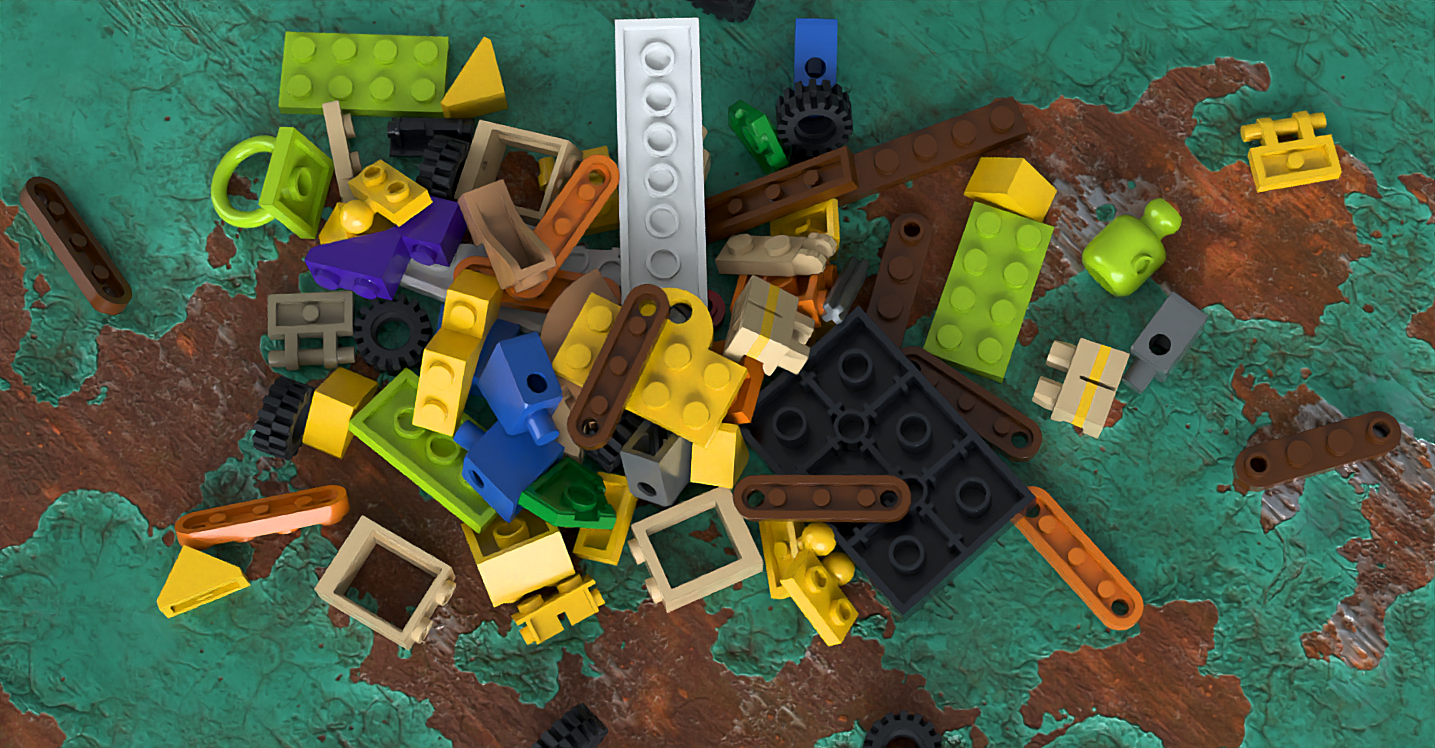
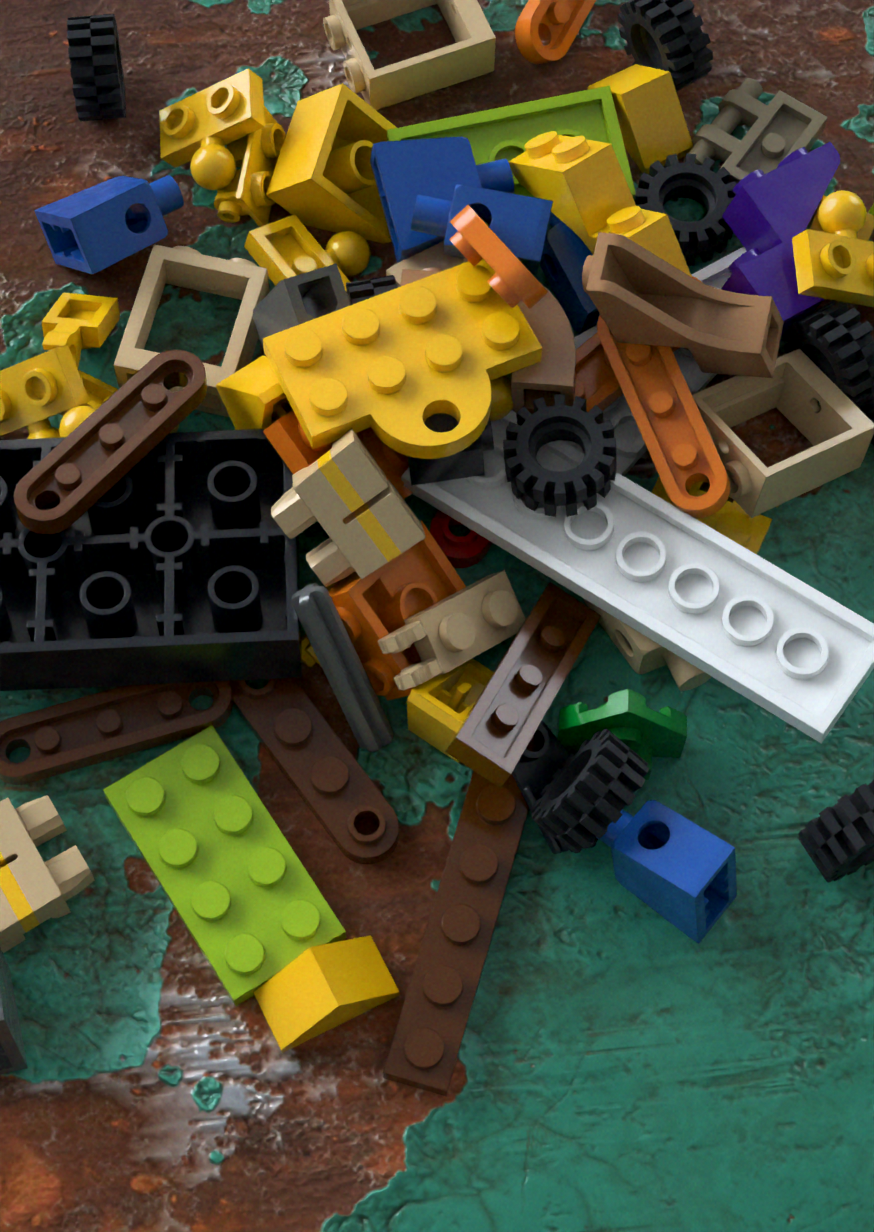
camera: 125 degrees right, 5 degrees down
(549, 645) = (209, 120): none -> yellow plate
(557, 358) = (479, 242): none -> orange plate
(569, 497) = (343, 219): green plate -> none
(618, 366) = (420, 294): reddish brown plate -> none
(638, 229) = (555, 424): none -> black tyre
(671, 645) = (108, 221): none -> blue torso
(746, 615) = (79, 322): none -> yellow plate
(1130, 248) = (125, 1062): lime piece -> none

